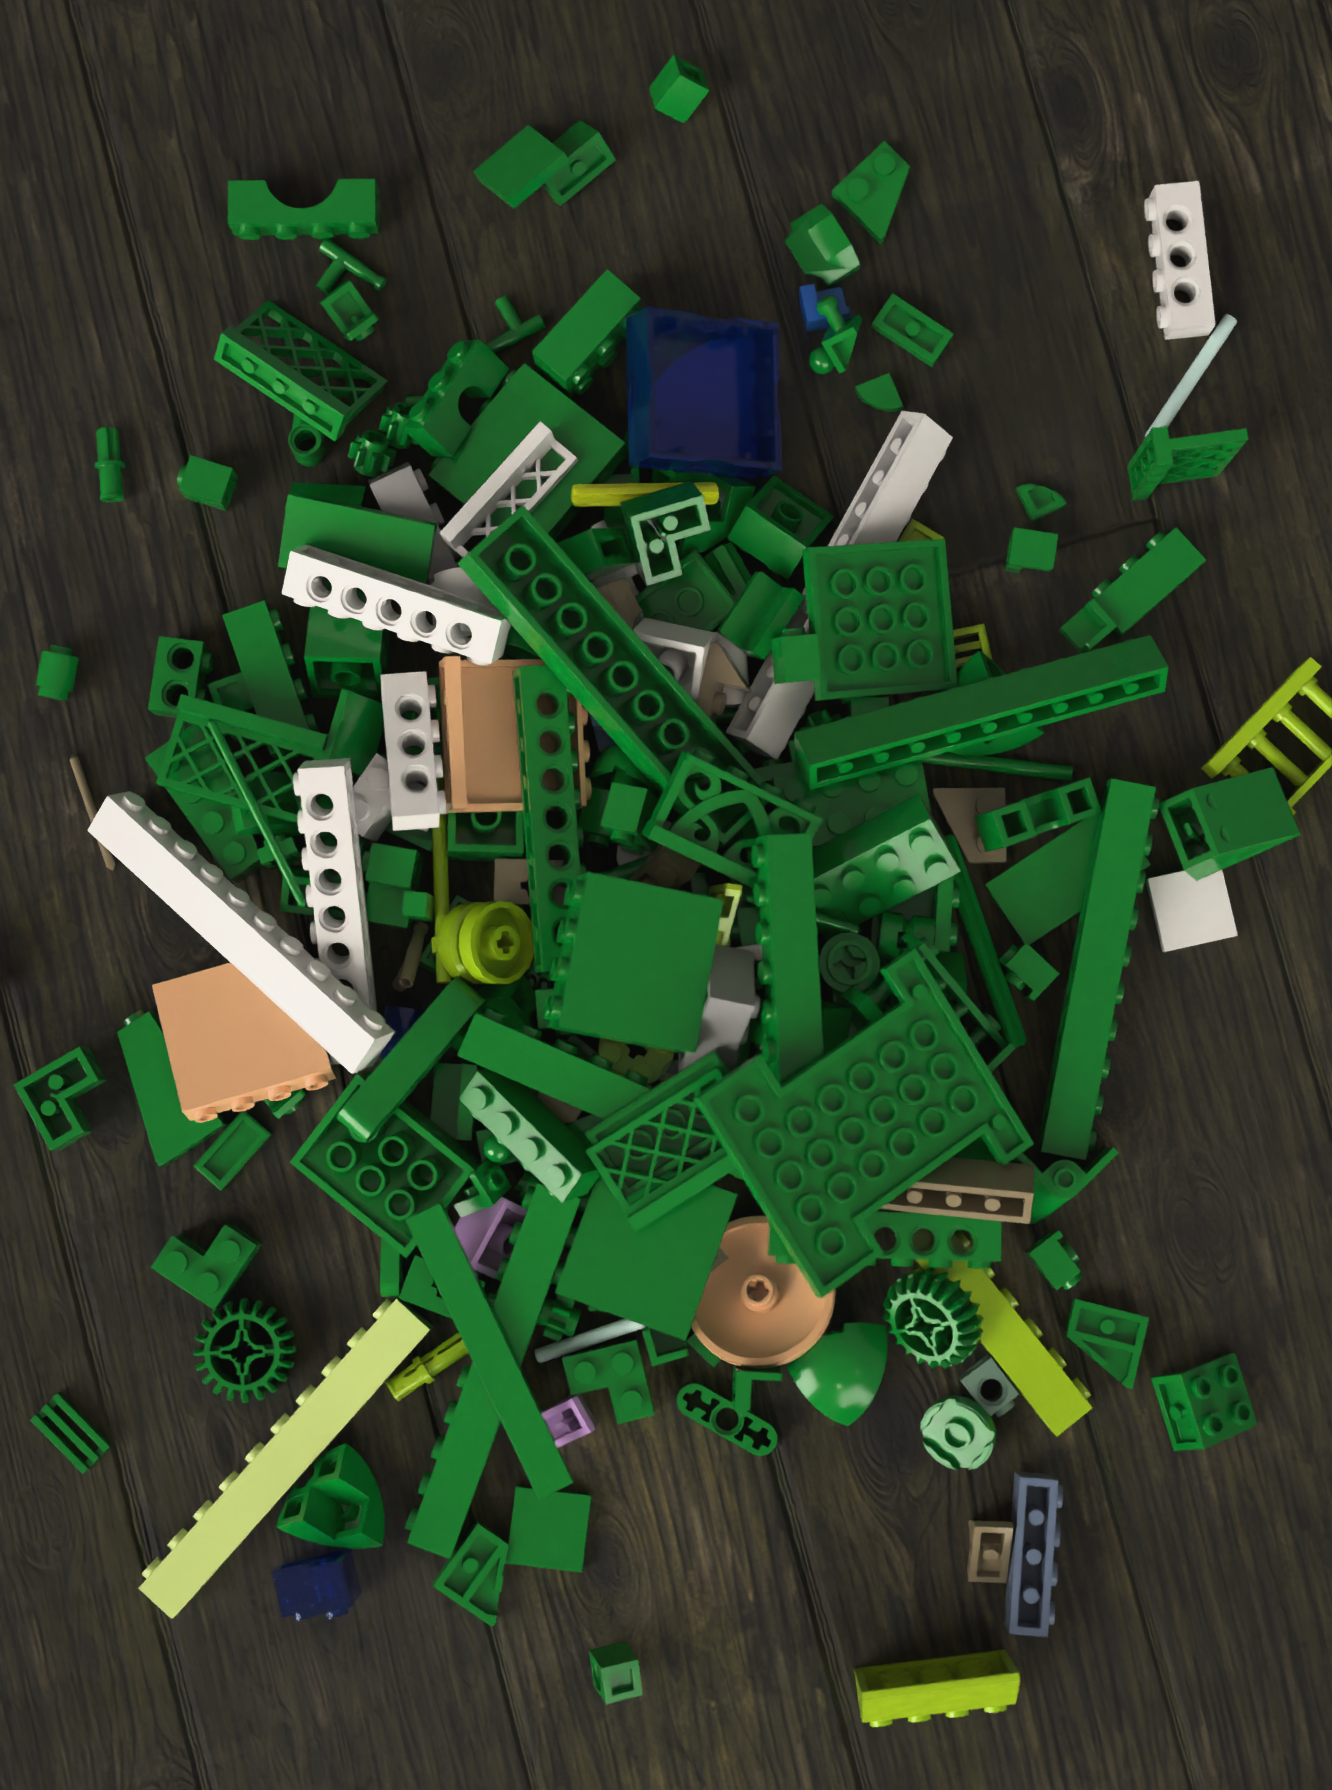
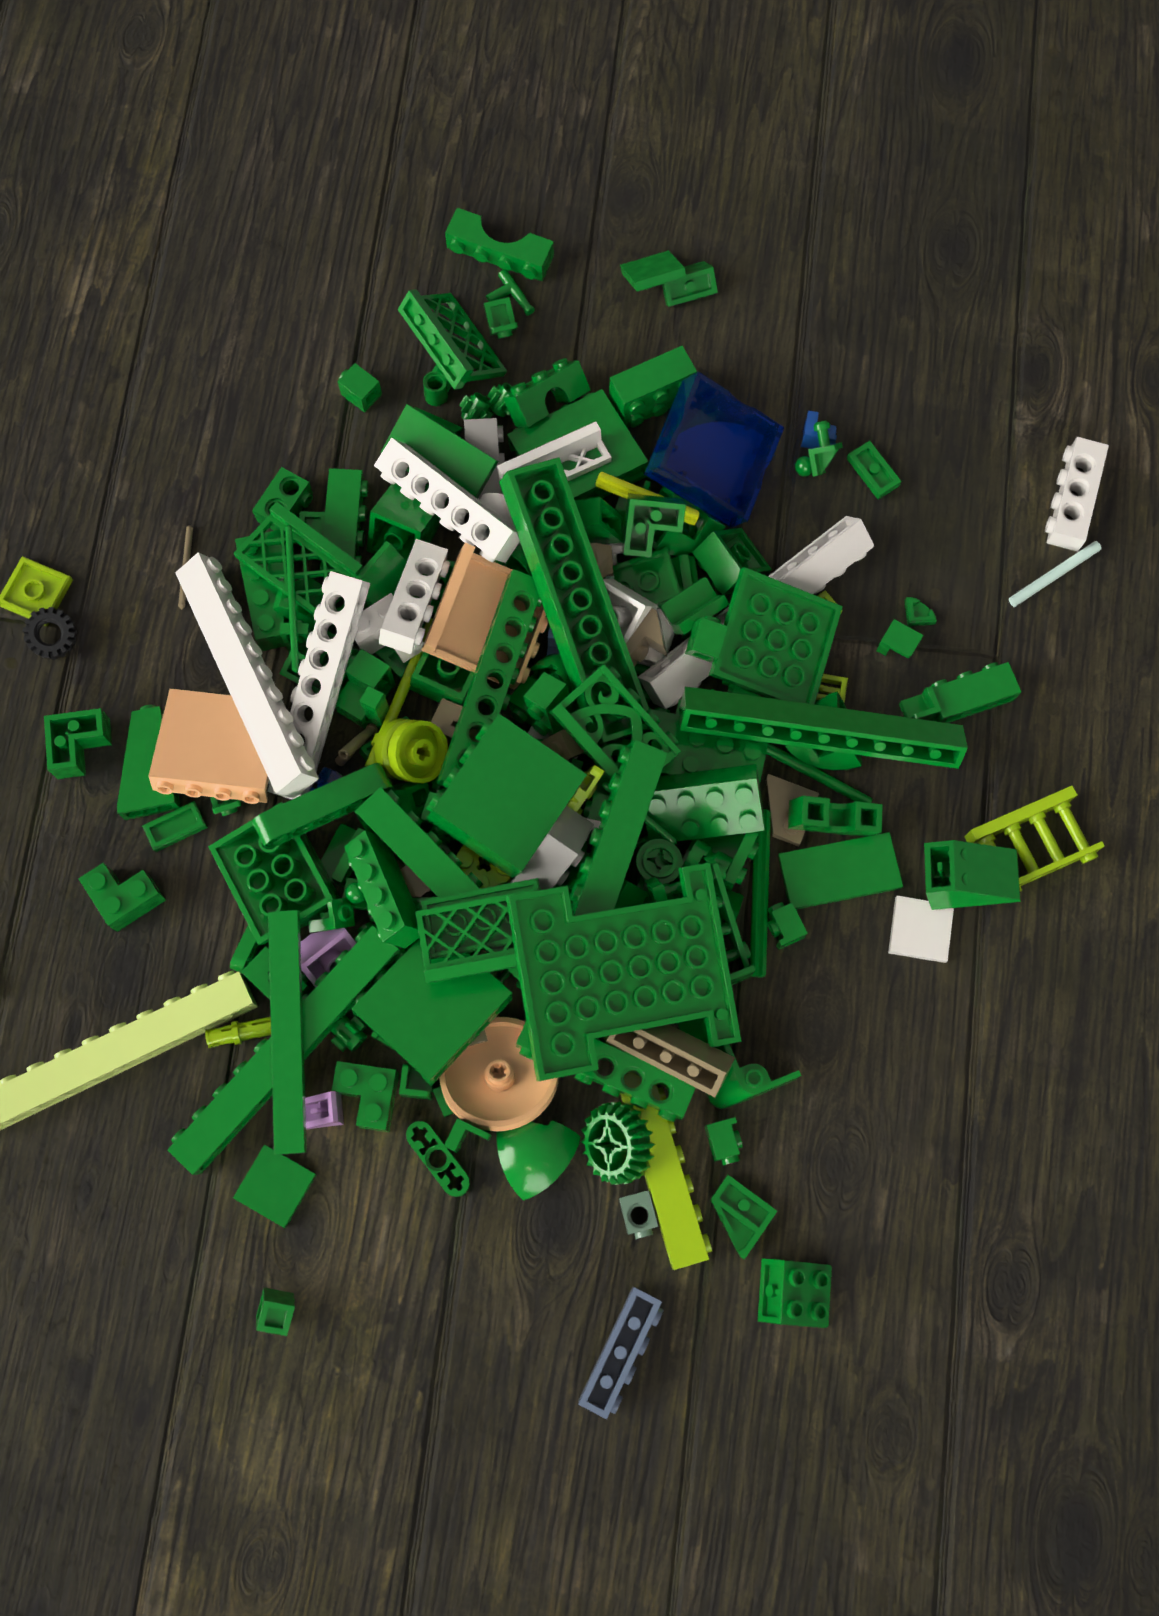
camera: 15 degrees right, 10 degrees down
(57, 673) = (204, 467): green brick -> none
(109, 464) = (300, 353): green axle -> none
(244, 1367) = (120, 956): green gear -> none
(317, 1585) = (92, 1154): clear blue brick -> none
(337, 1504) = (132, 1103): green brick -> none
(476, 1572) = (207, 1196): green wing -> none
(517, 329) = (607, 371): green piece -> none
(586, 1339) = (362, 1058): light aqua bar -> none
(679, 89) = (777, 264): green panel -> none
(822, 246) = (834, 395): green slope -> none
(874, 190) = (883, 374): green wing -> none
(880, 394) = (835, 502): green tile -> none
(936, 1686) = (506, 1425): lime slope -> none
(958, 1432) = (602, 1238): tile -> none
(989, 1551) = (589, 1337): dark tan slope -> none
(1096, 969) = (835, 942): green brick -> none
(1180, 459) = (1013, 602): green fence -> none

